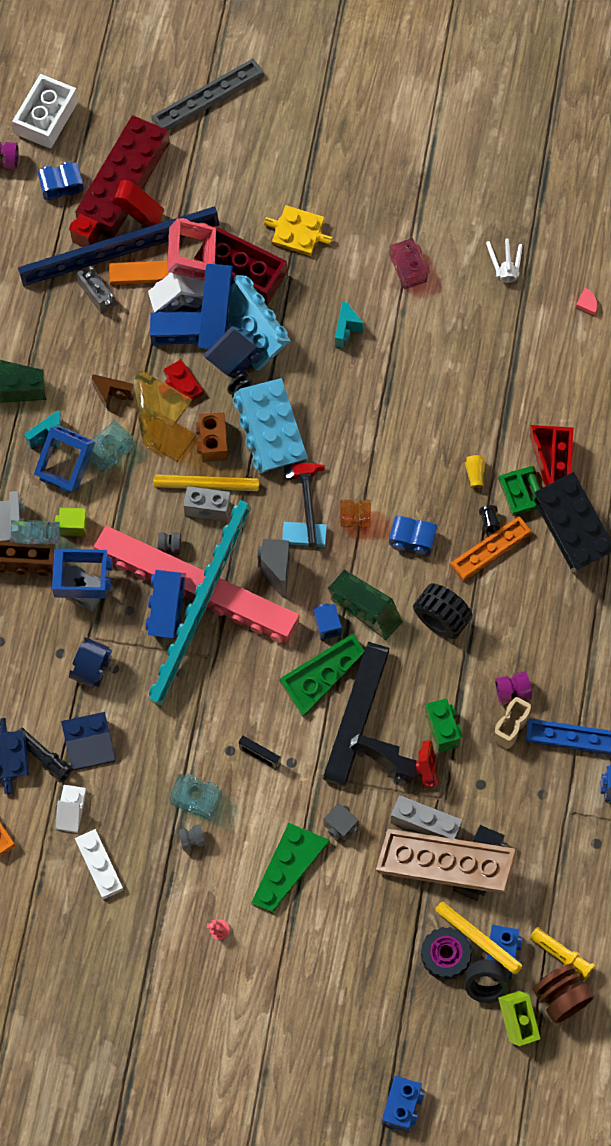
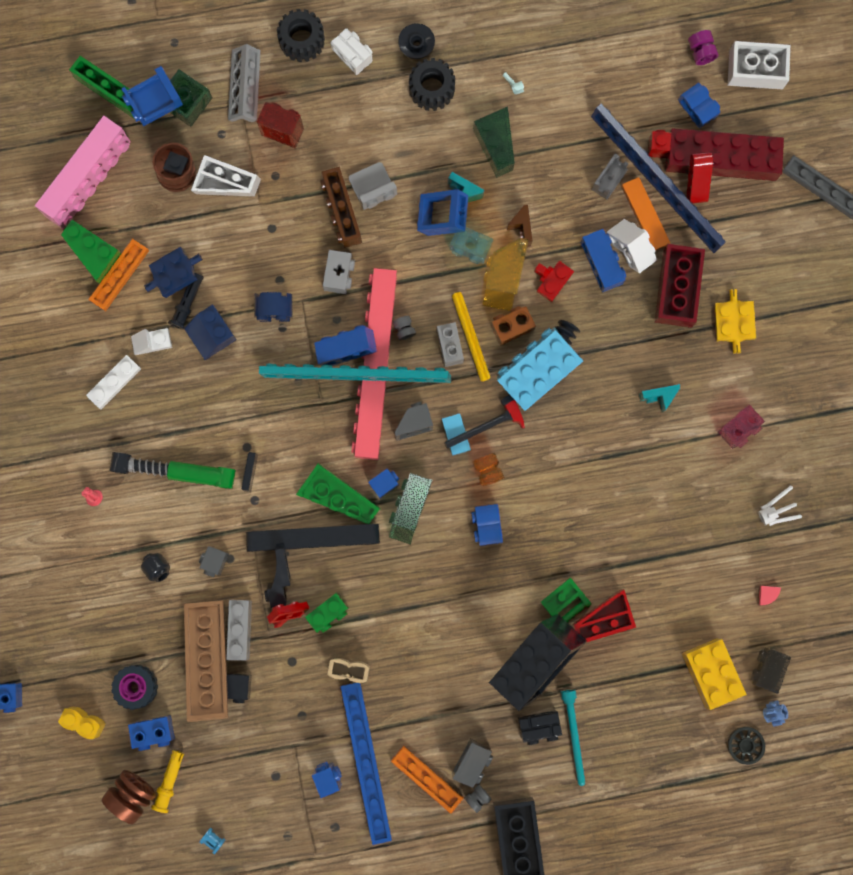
camera: 65 degrees right, 15 degrees up
(35, 531) = (365, 215): clear light blue brick -> none
(72, 521) = (392, 242): lime brick -> none
(80, 556) = (338, 249): blue window -> none
(186, 266) = (651, 243): coral window -> none
(191, 837) = (158, 446): dark grey wheel -> none
(203, 806) = (189, 425): clear light blue brick -> none
(215, 304) = (627, 280): blue panel -> none
(235, 352) = (593, 313): dark blue slope -> none
(251, 314) = (628, 315): medium azure bracket -> none
(251, 787) = (176, 471): none -> piece
(290, 860) = (171, 532): green wing -> none
(323, 886) = (155, 567): none -> black head
(442, 611) = (423, 576): black tyre -> none
(469, 1018) = (85, 725): none -> yellow brick
(475, 469) = (568, 556): yellow cone -> none
(479, 938) = (150, 711): yellow axle -> none
(485, 993) = (118, 730): black tyre -> none
(489, 518) = (528, 584): black bush -> none
(491, 548) = (503, 594): orange tile -> none
(510, 688) = (381, 660): magenta wheel -> none
(519, 1018) = (95, 768): lime brick -> none

